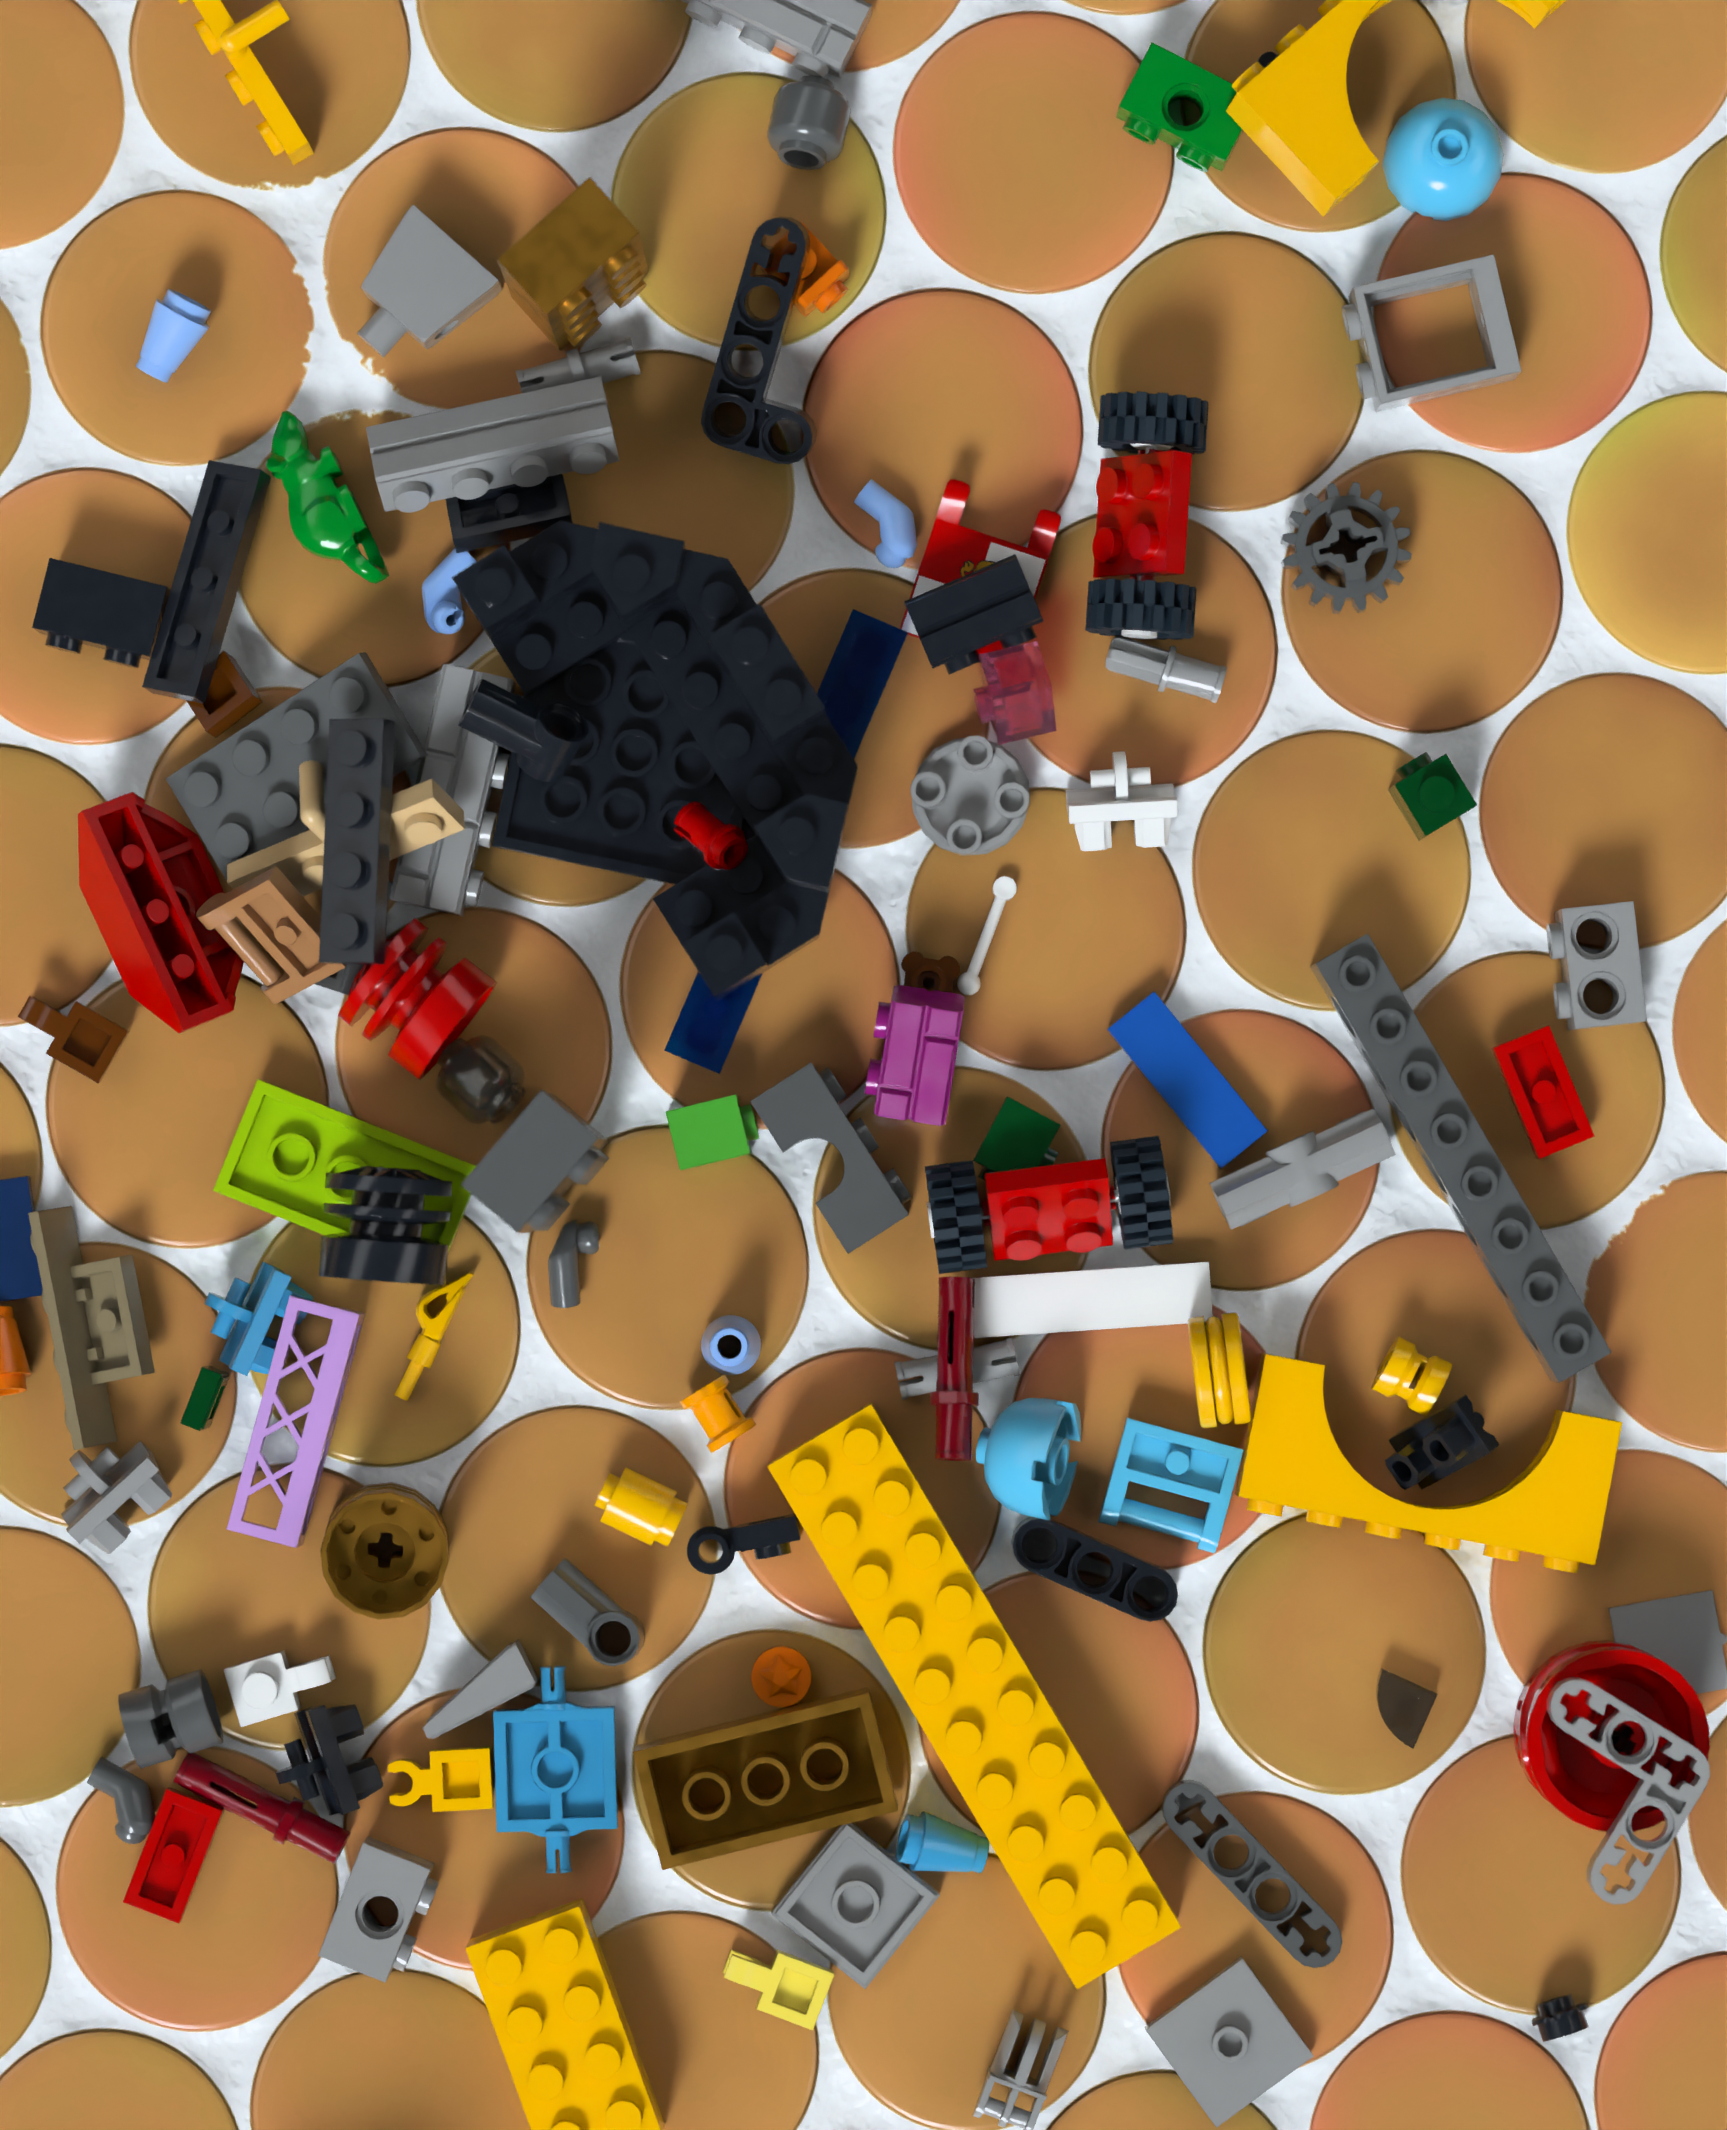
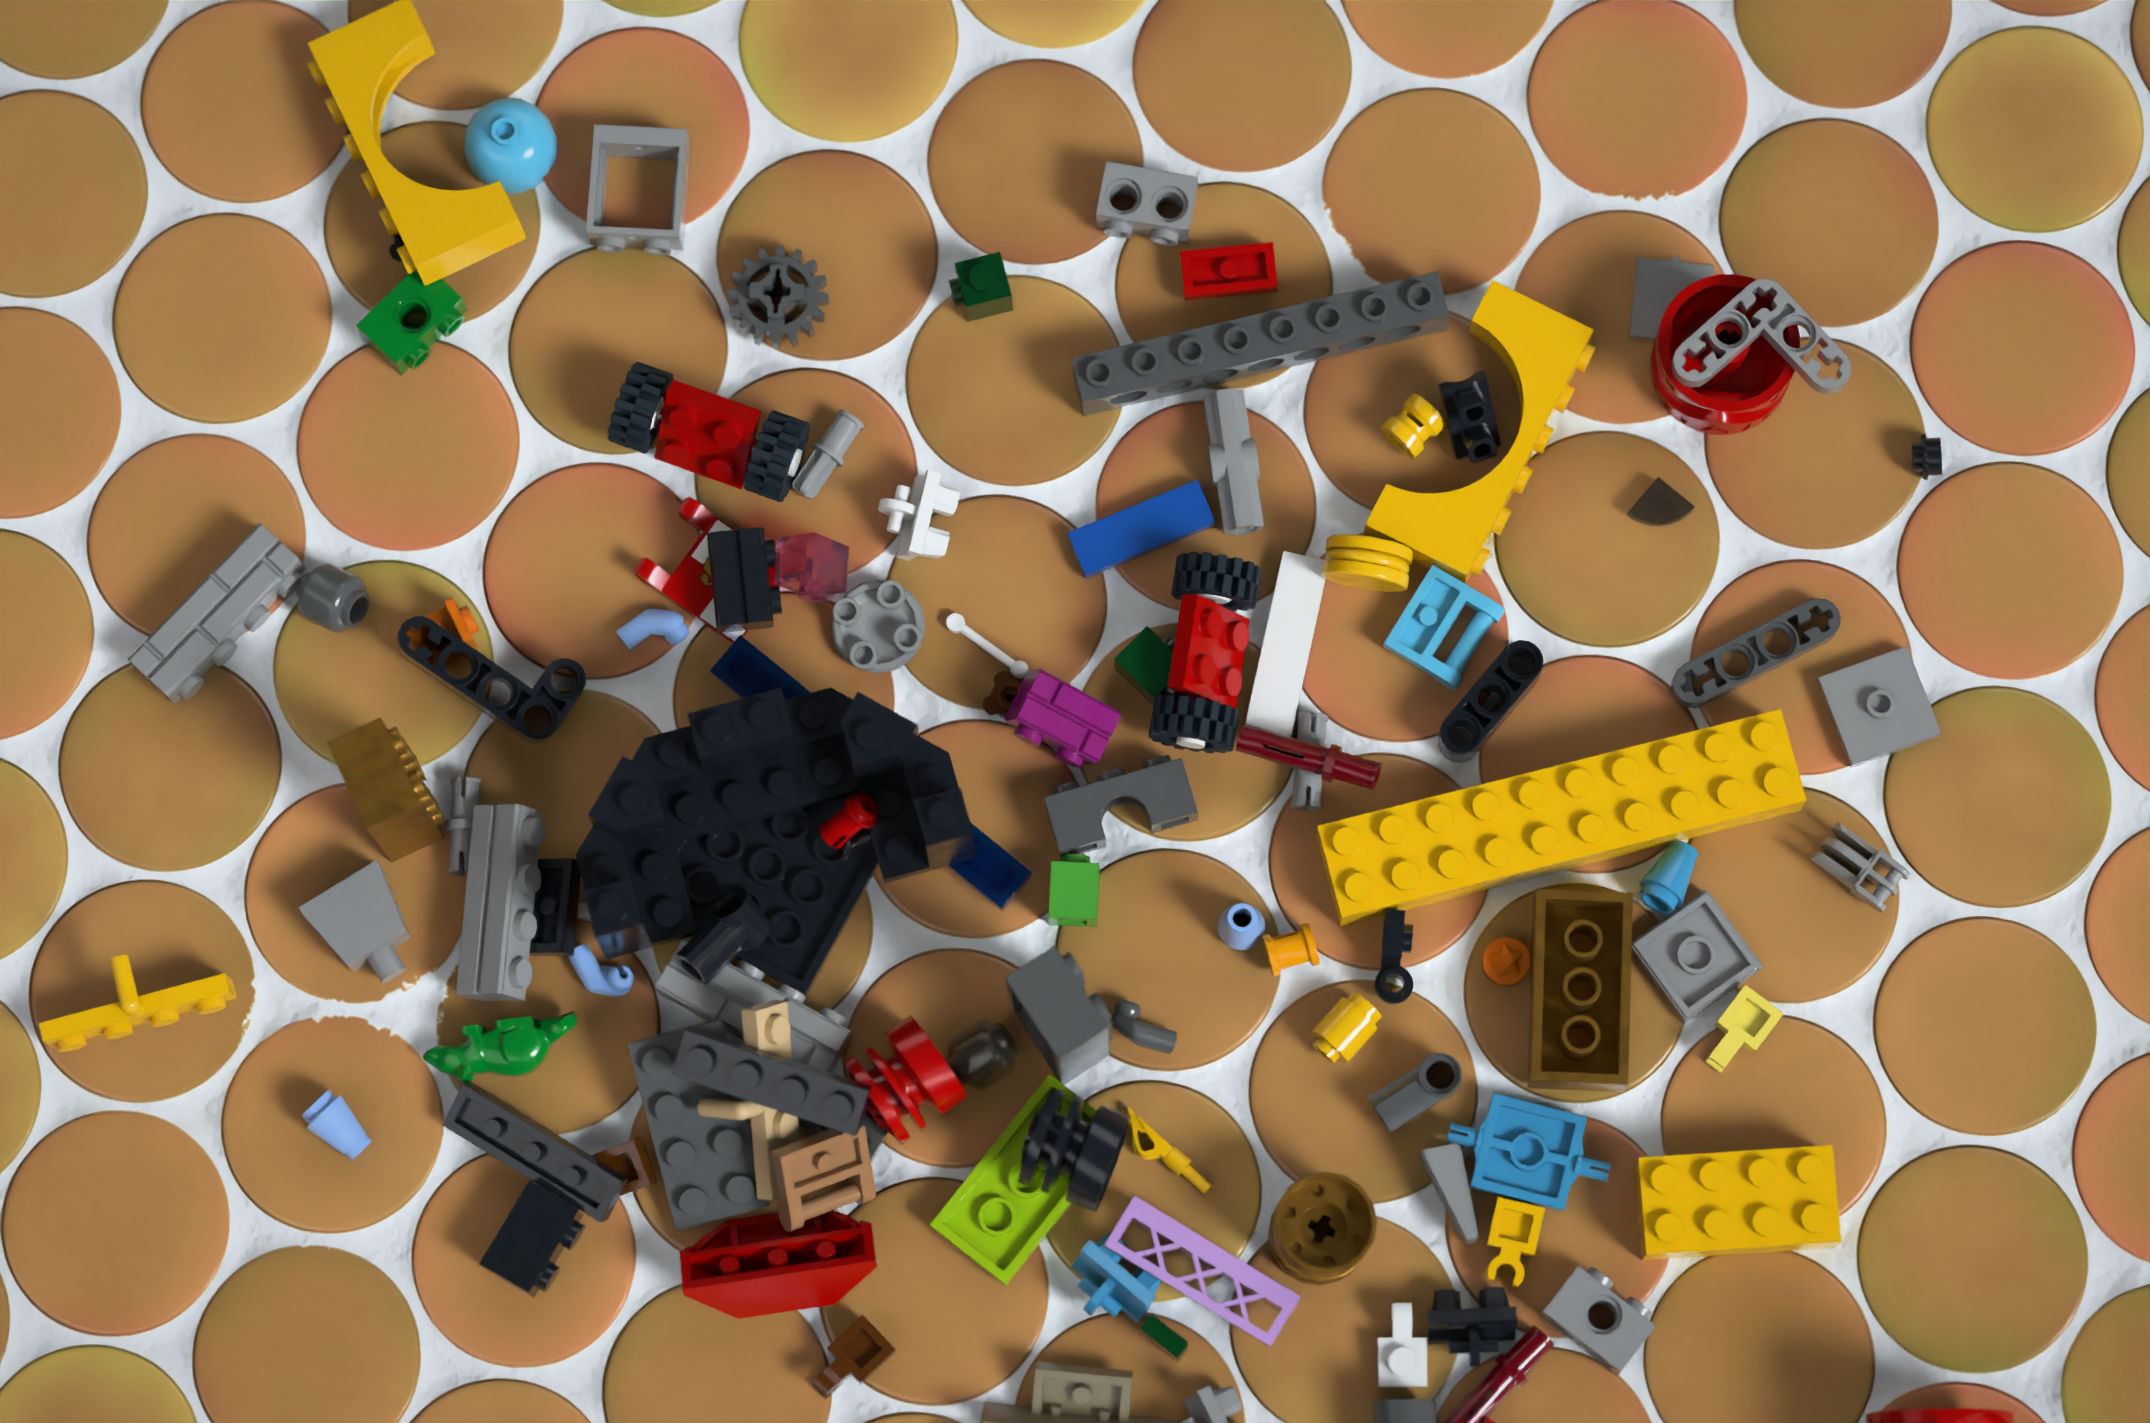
camera: 70 degrees left, 10 degrees down
(1029, 1455) = (1390, 723): medium azure cylinder -> none

